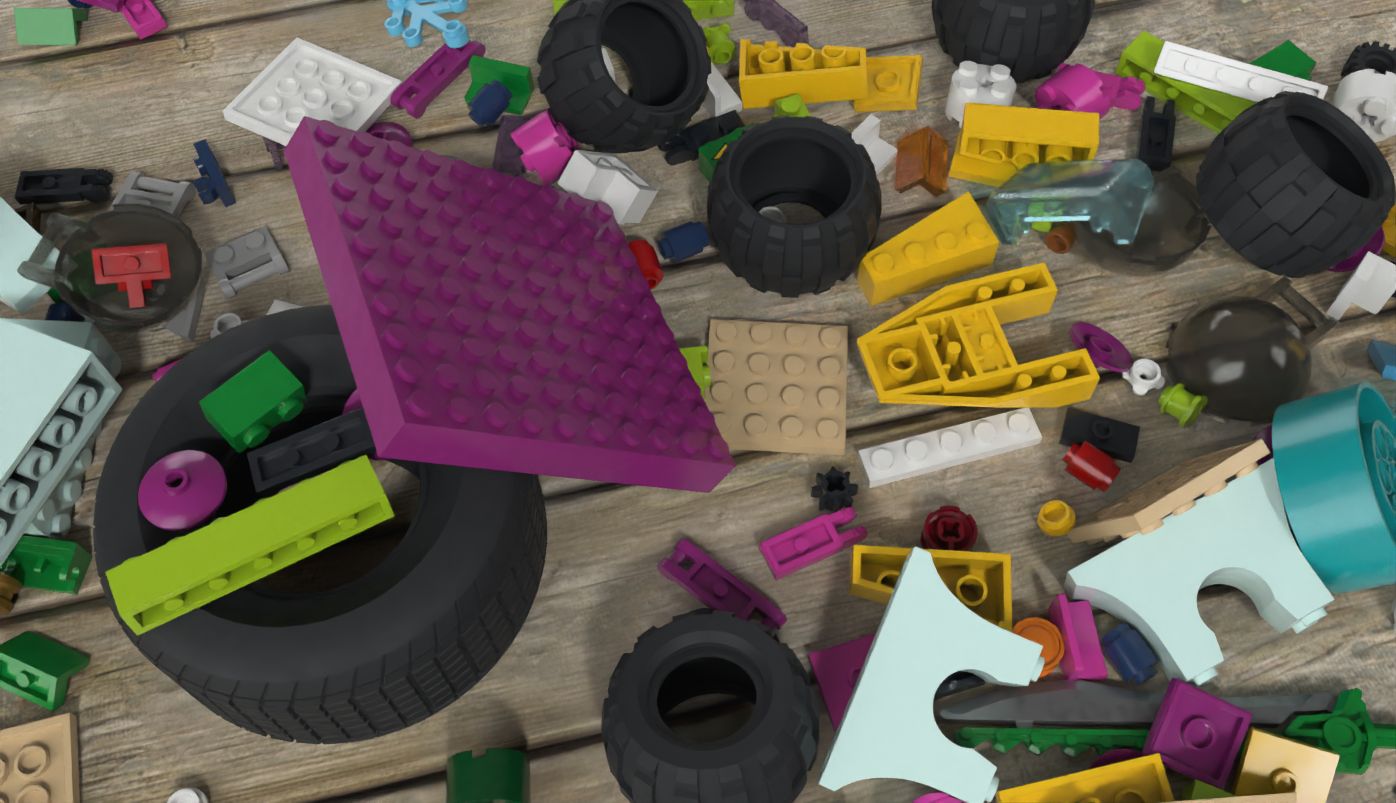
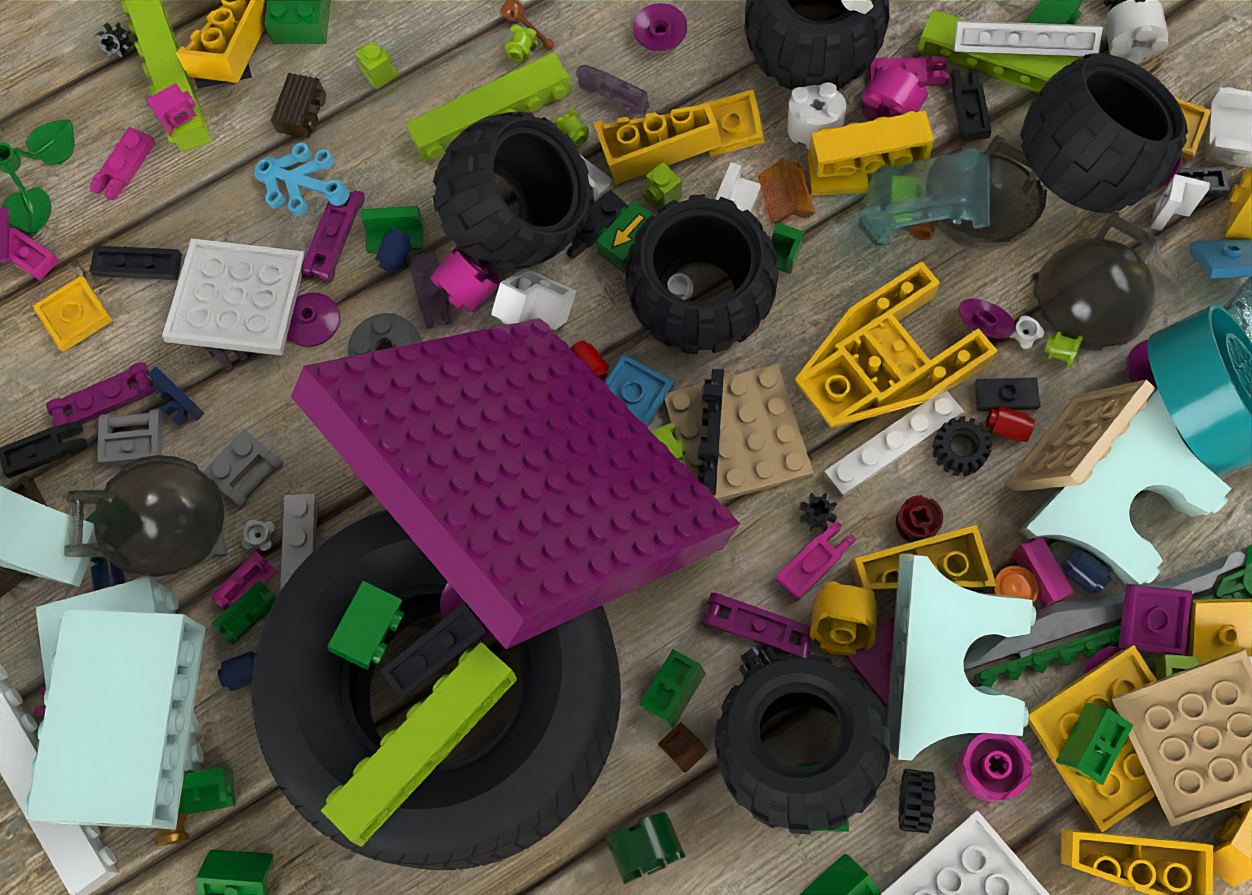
camera: 15 degrees left, 10 degrees up
(132, 269) = (159, 515): red hinge -> none
(145, 157) = (102, 397): none -> magenta plate
(154, 75) = (72, 313): none -> yellow plate
(189, 503) = (349, 729): magenta dish -> none
(234, 46) = (135, 262): none -> black plate
(581, 697) = (683, 747): none -> reddish brown slope
(595, 626) = (673, 688): none -> green hinge
(683, 241) = (613, 330): dark blue brick -> none
(687, 306) = (639, 387): none -> dark azure plate
(737, 380) = (709, 446): none -> black hinge
(818, 610) = (844, 618): none -> yellow brick
(902, 212) = (787, 245): none -> green panel
(929, 252) = (825, 273): yellow wedge -> none
(1031, 454) = (966, 429): none -> black tyre
(1056, 518) = (997, 477): yellow plate -> none

